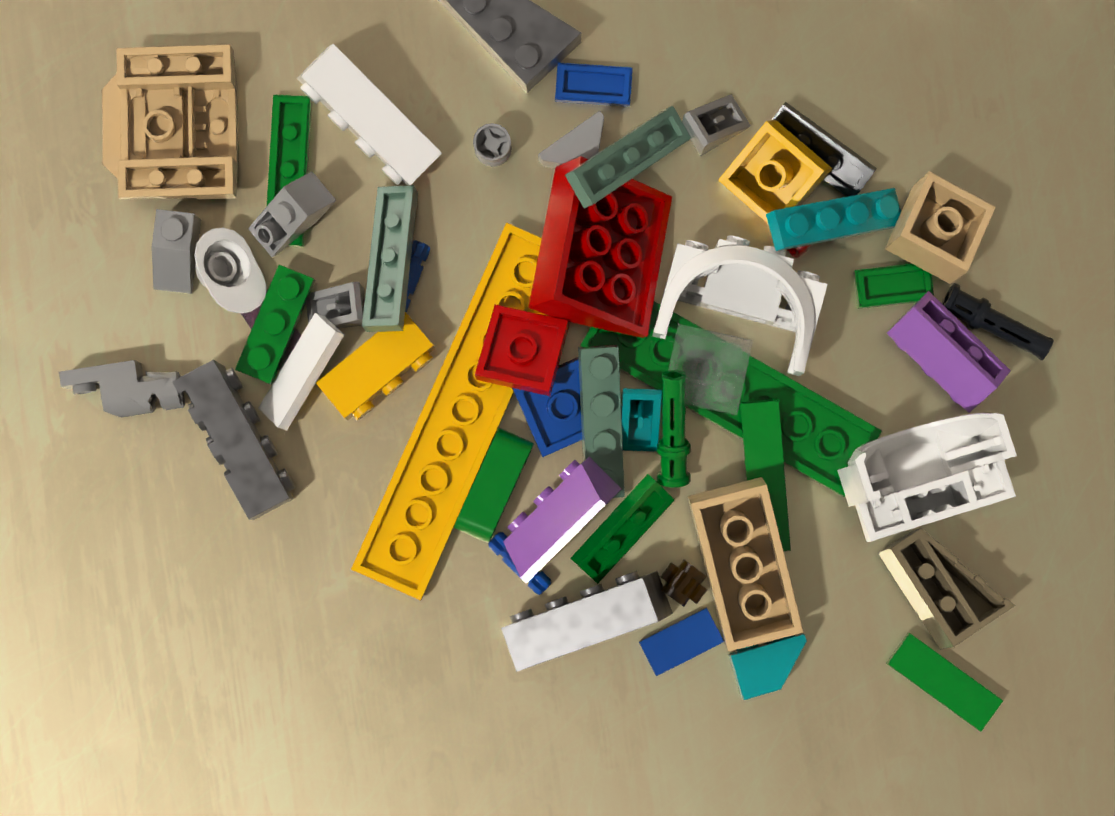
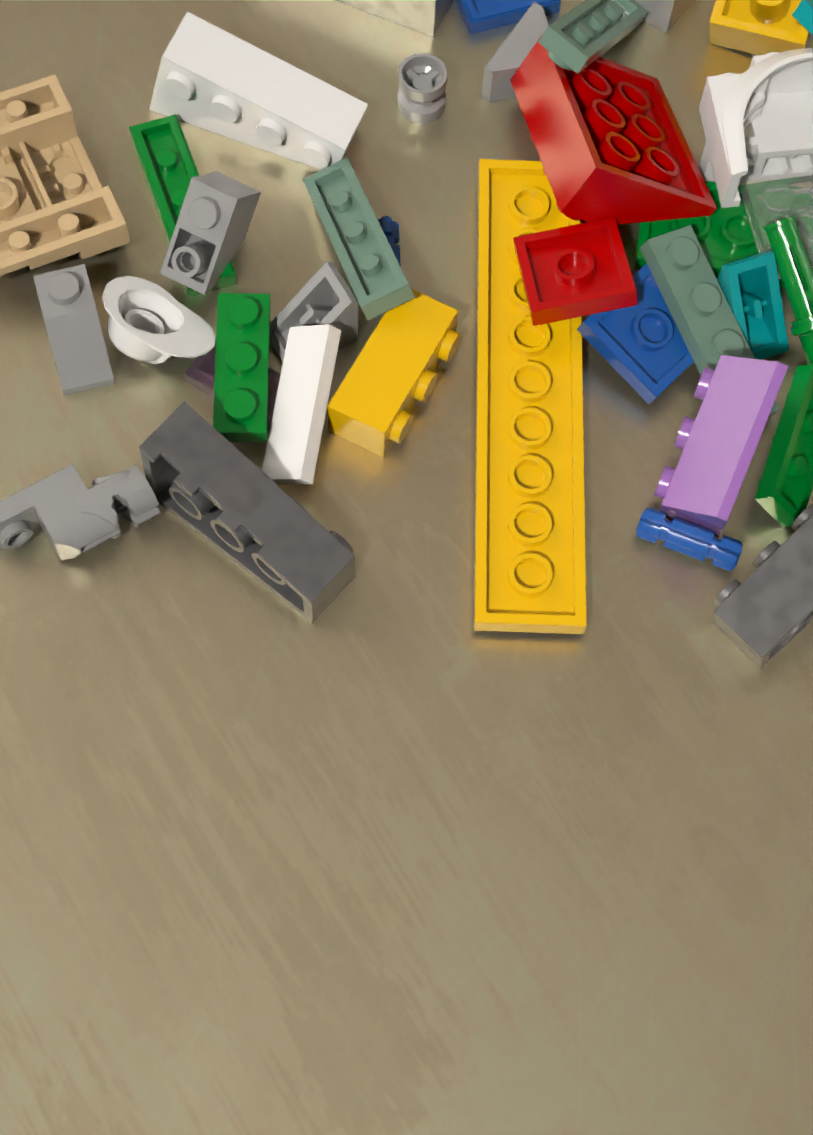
camera: 30 degrees left, 20 degrees down
(493, 485) = (612, 455): green beam -> none

